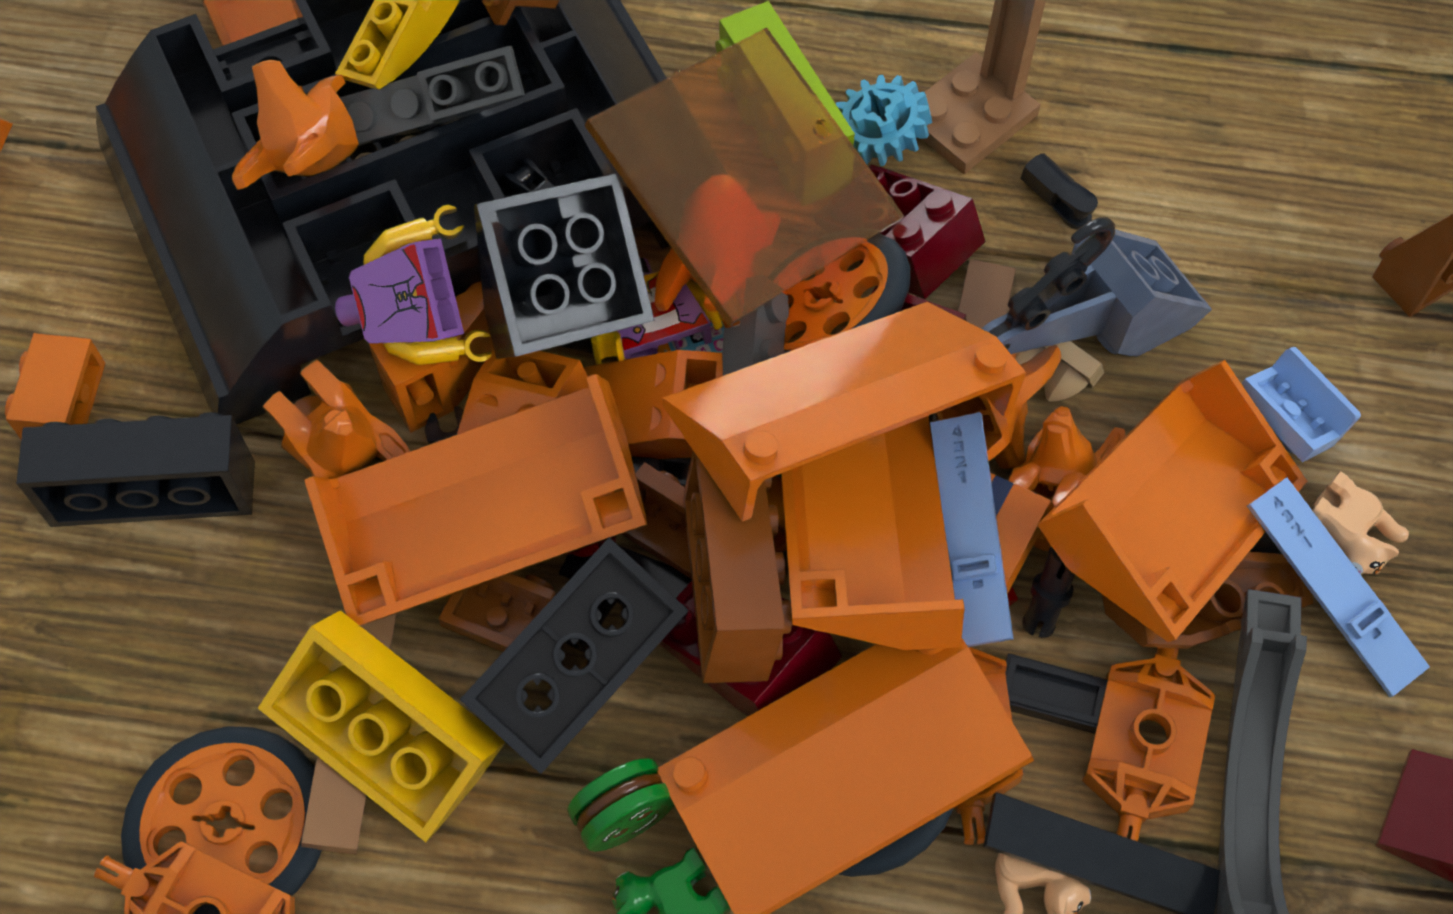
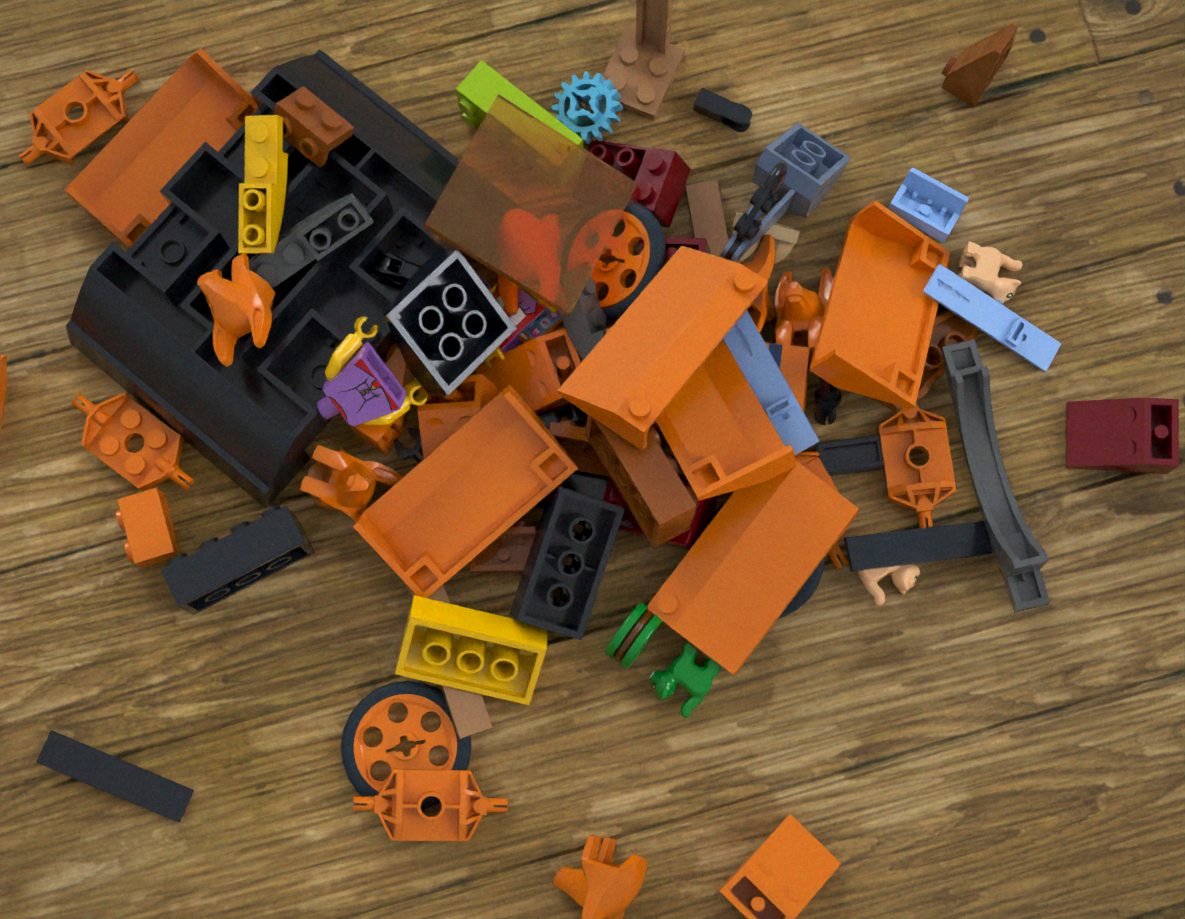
camera: 20 degrees left, 15 degrees up
(98, 251) = (112, 426): none -> orange plate

